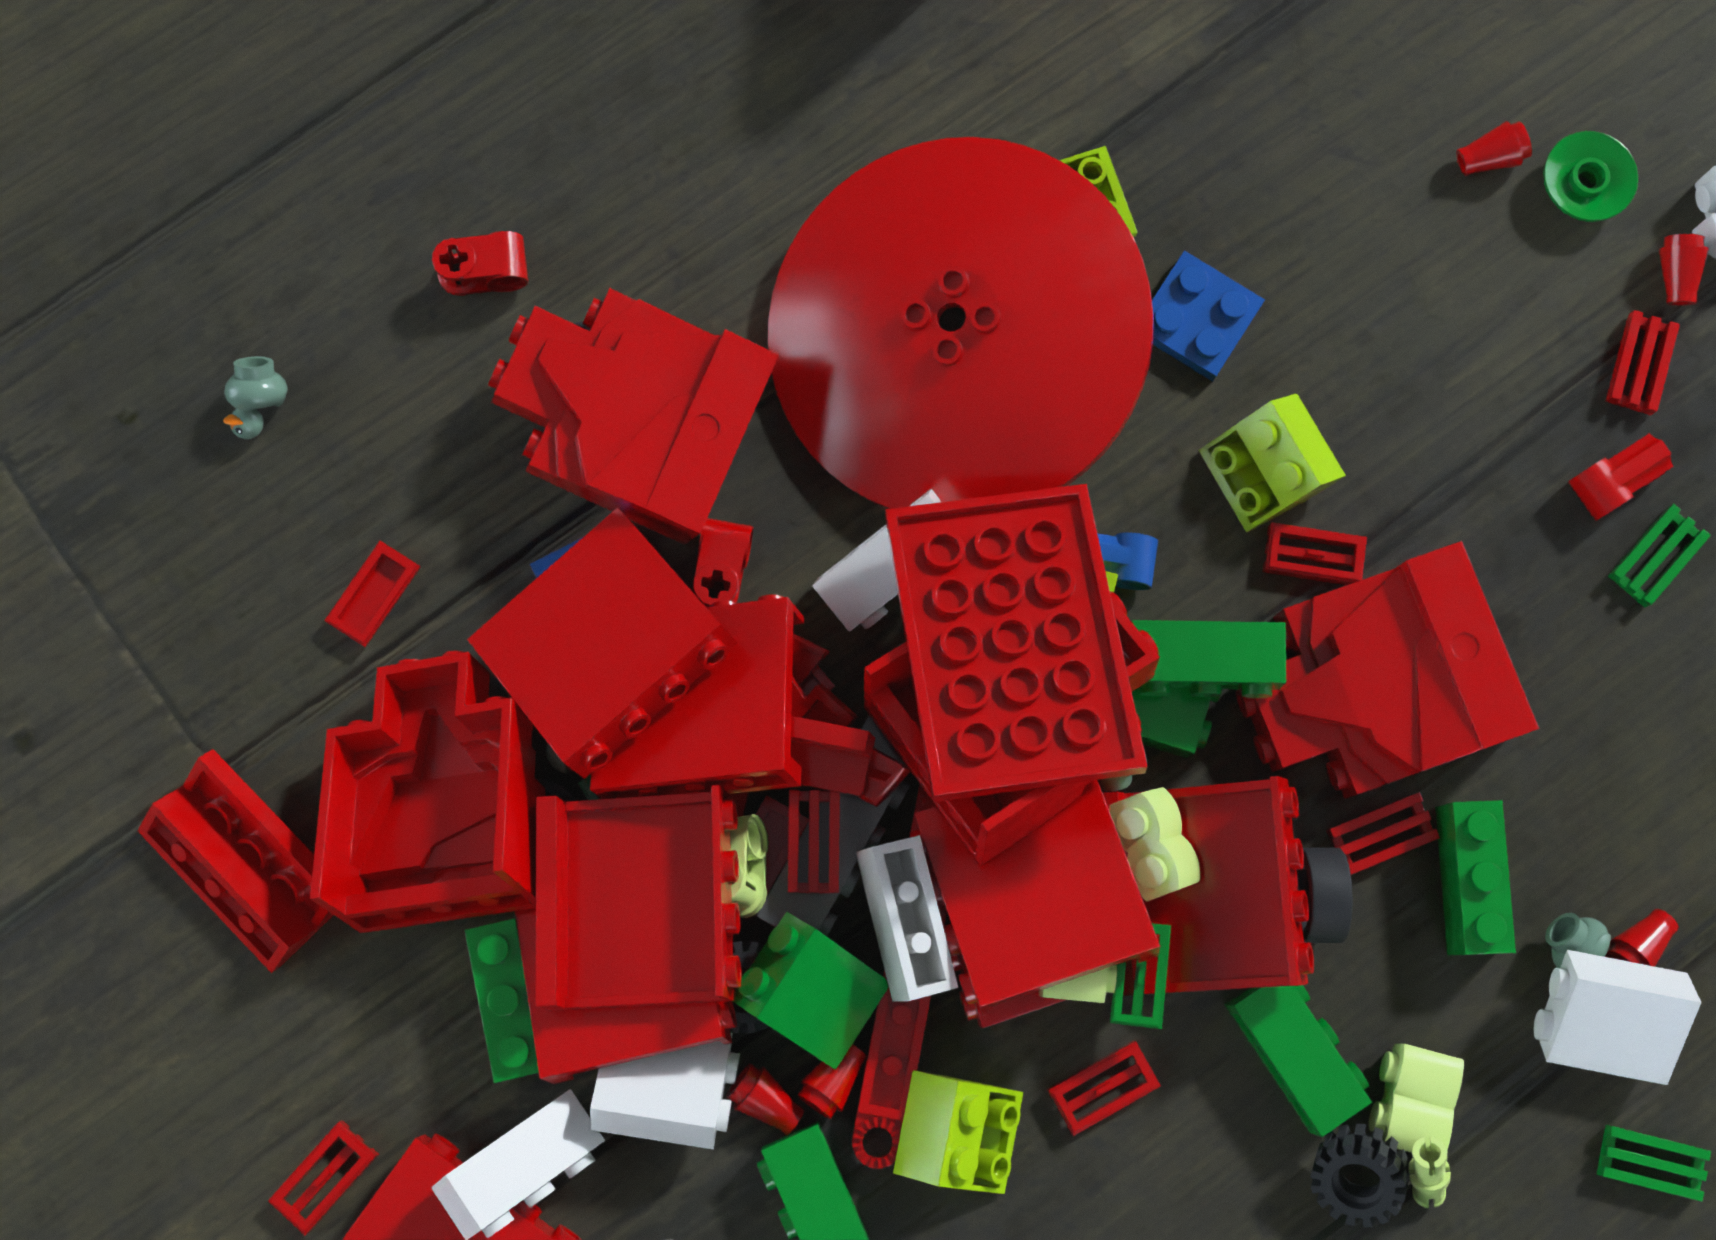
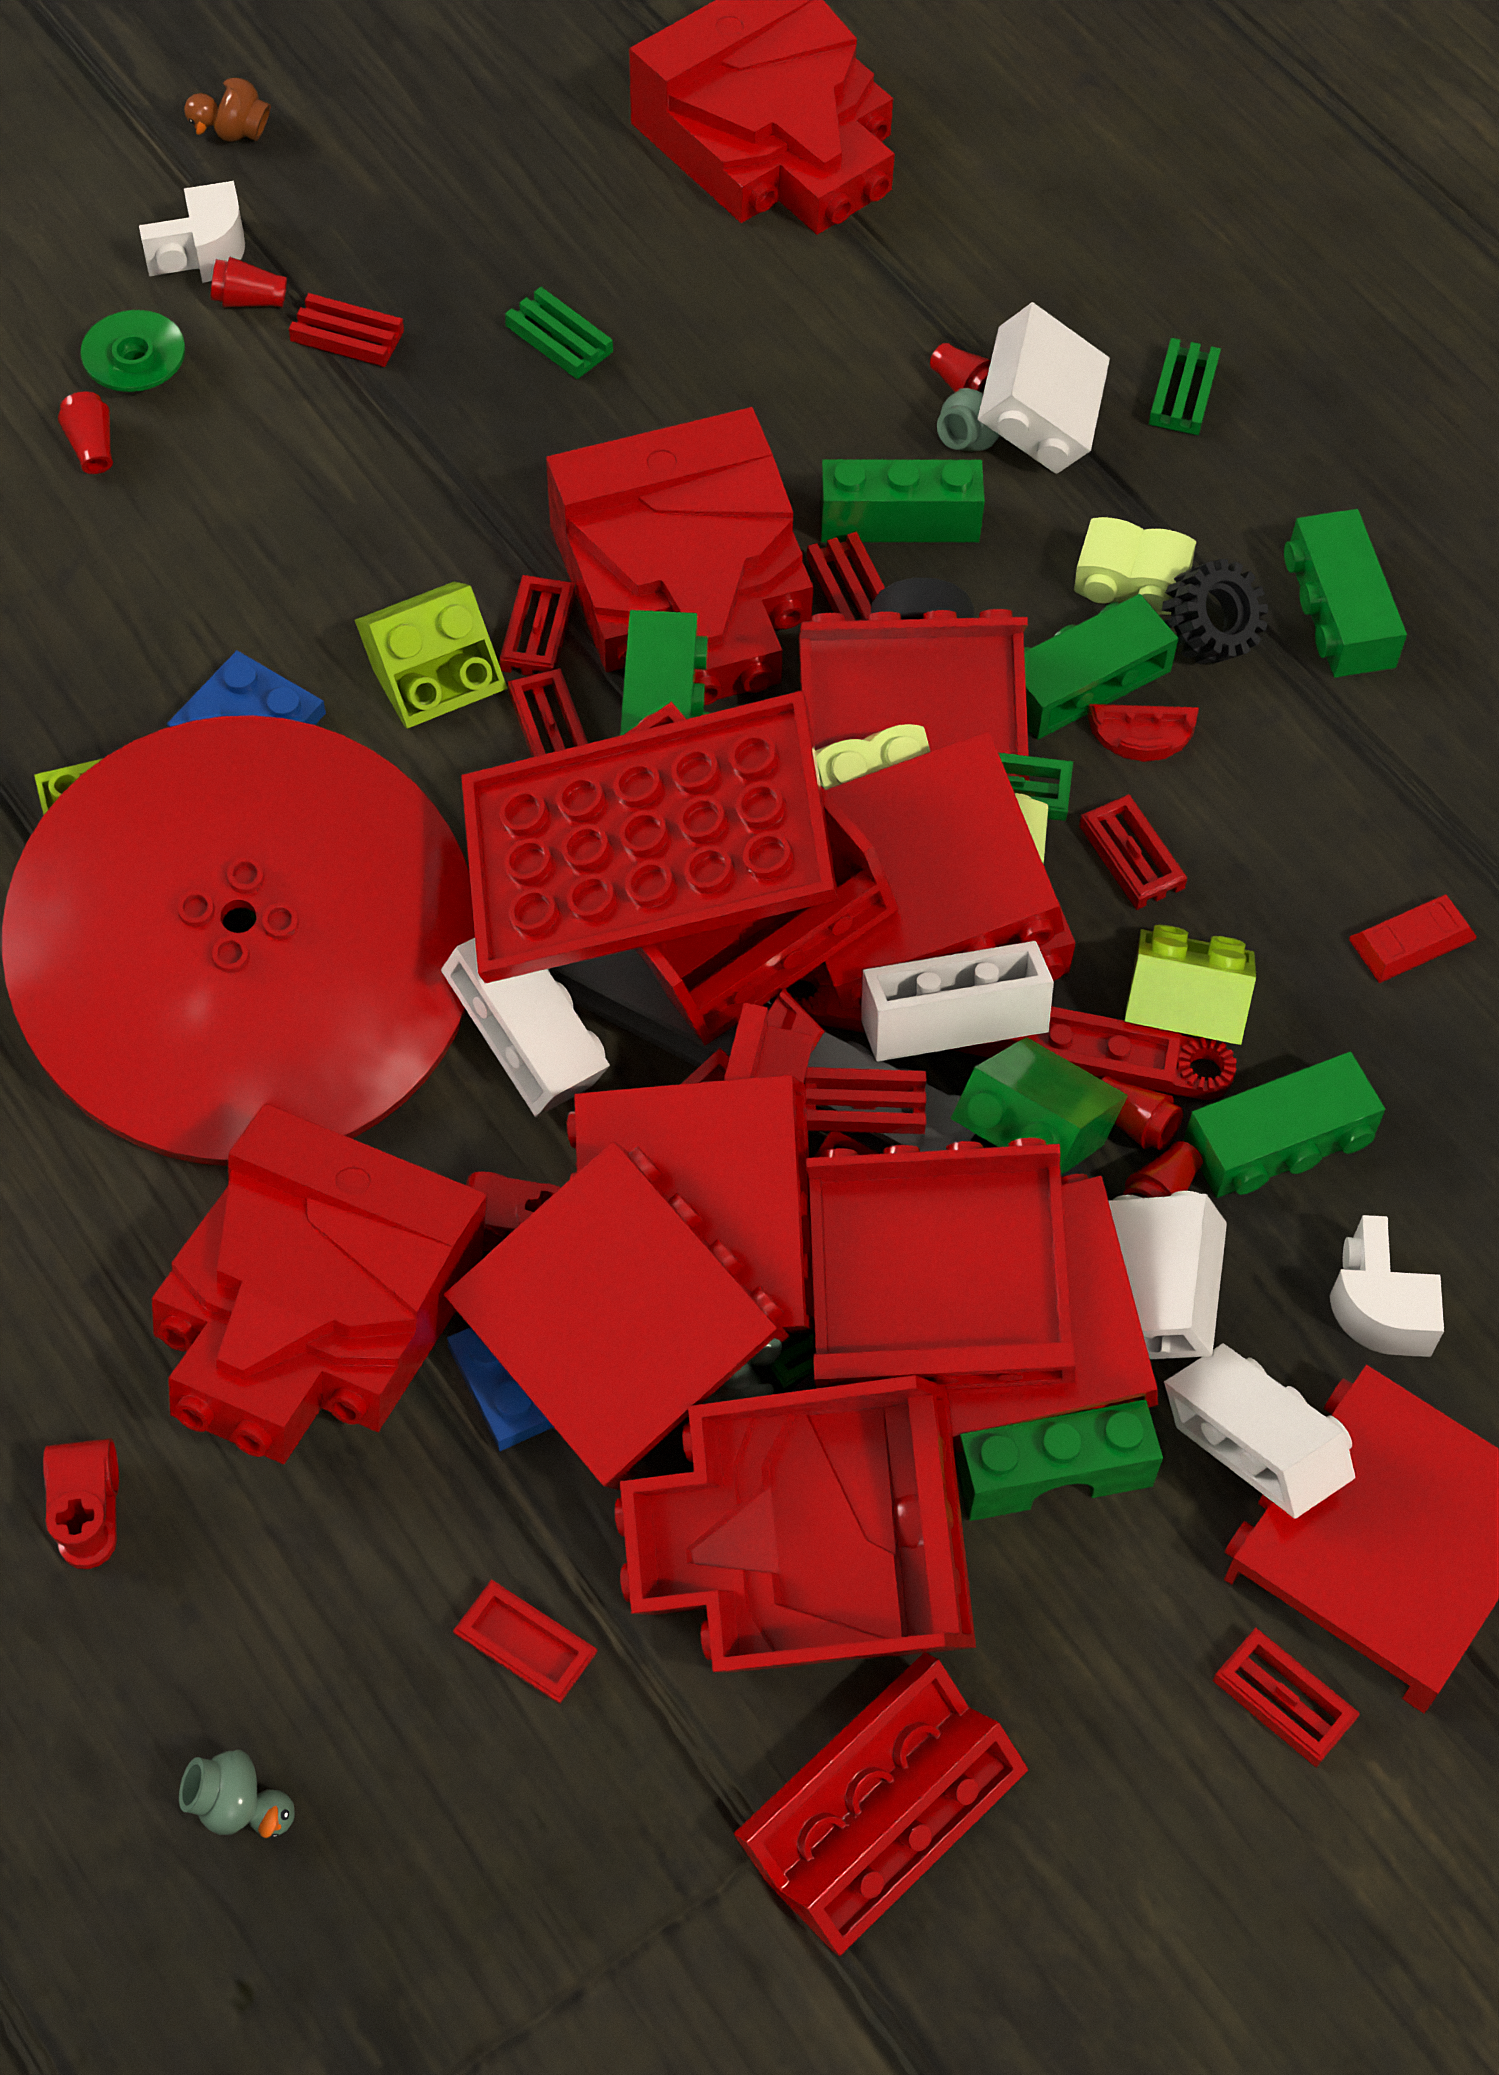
camera: 85 degrees left, 20 degrees down
(1172, 584) = (535, 684): none -> red tile
(1235, 1103) = (1142, 731): none -> red tile
(1429, 1172) = (1203, 540): yellowish green pin -> none
(1614, 480) = (475, 360): red piece -> none

